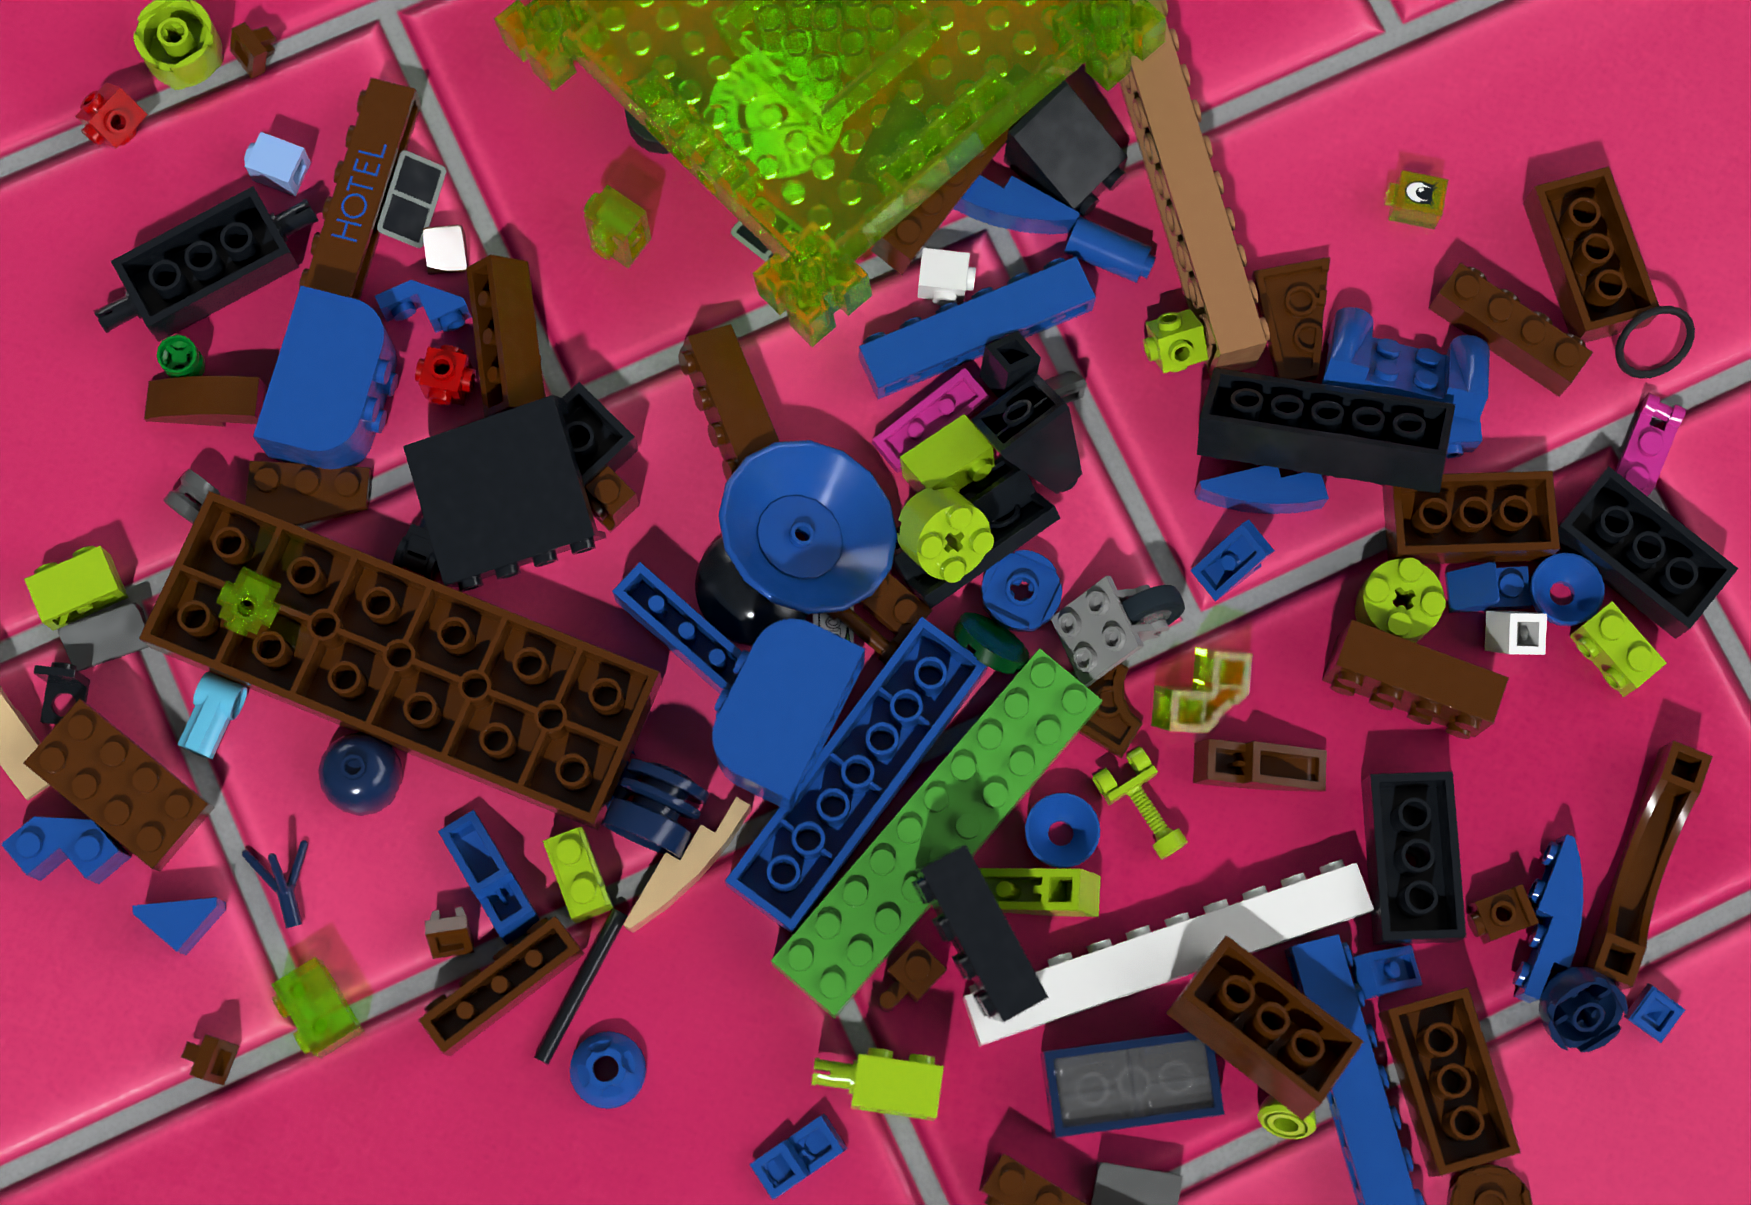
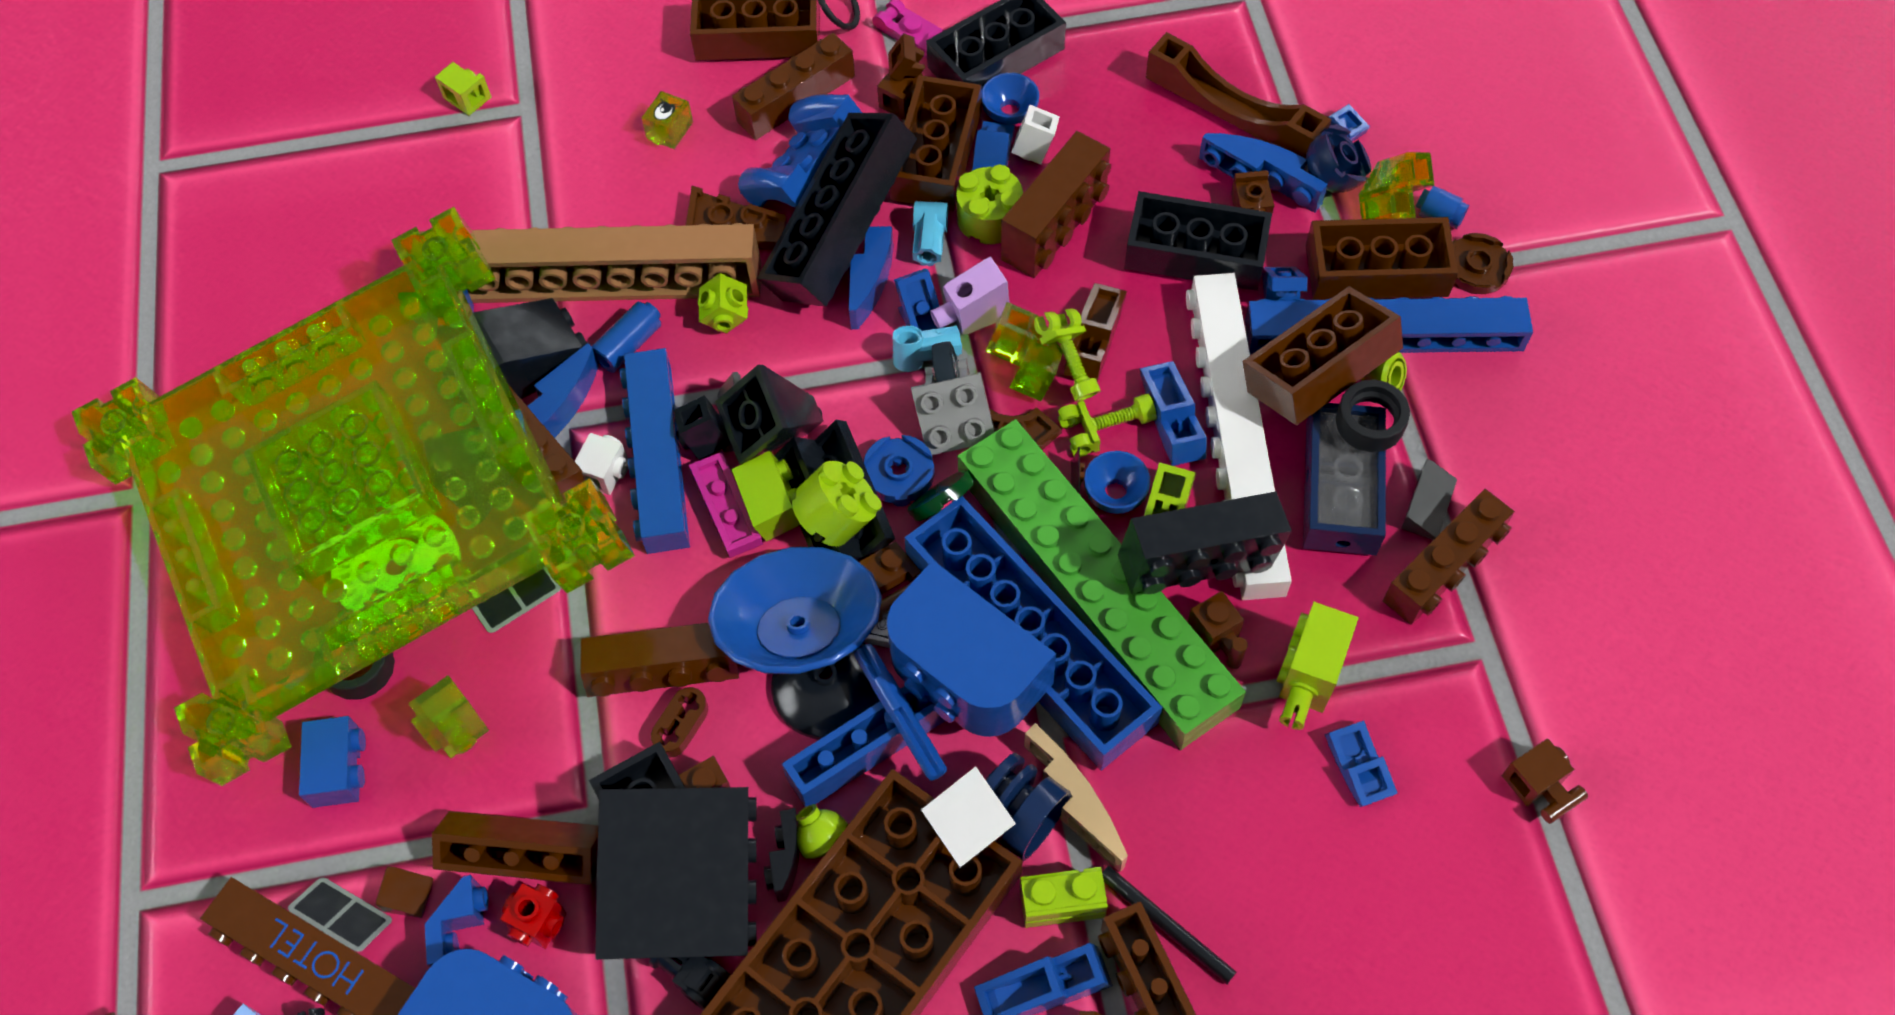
camera: 70 degrees left, 15 degrees down
(545, 596) = (784, 863): none -> black slope
(553, 132) = (330, 761): none -> blue brick
(589, 619) = (818, 830): none -> lime brick
(621, 758) = (968, 816): none -> white sticker
(630, 1072) = (1237, 931): blue piece -> none
(680, 441) = (673, 716): none -> reddish brown beam
(716, 663) = (900, 712): none -> blue axle
(1055, 788) = (1077, 473): none -> black piece
(1174, 876) = (1175, 413): none -> blue slope
(1185, 577) = (914, 346): none -> medium azure piece
(1222, 708) = (1061, 332): none -> lime bar
(1229, 1083) = (1380, 393): none -> black tyre
(1262, 628) = (973, 298): none -> lavender torso
(1356, 541) = (929, 224): none -> medium azure piece
(1545, 452) = (896, 95): none -> reddish brown brick
(1550, 1074) = (1392, 184): none -> clear neon green brick
(1555, 1149) = (1442, 204): none -> blue brick
(1569, 445) = (905, 58): none -> reddish brown tile
(1617, 649) = (1066, 78): lime brick -> none

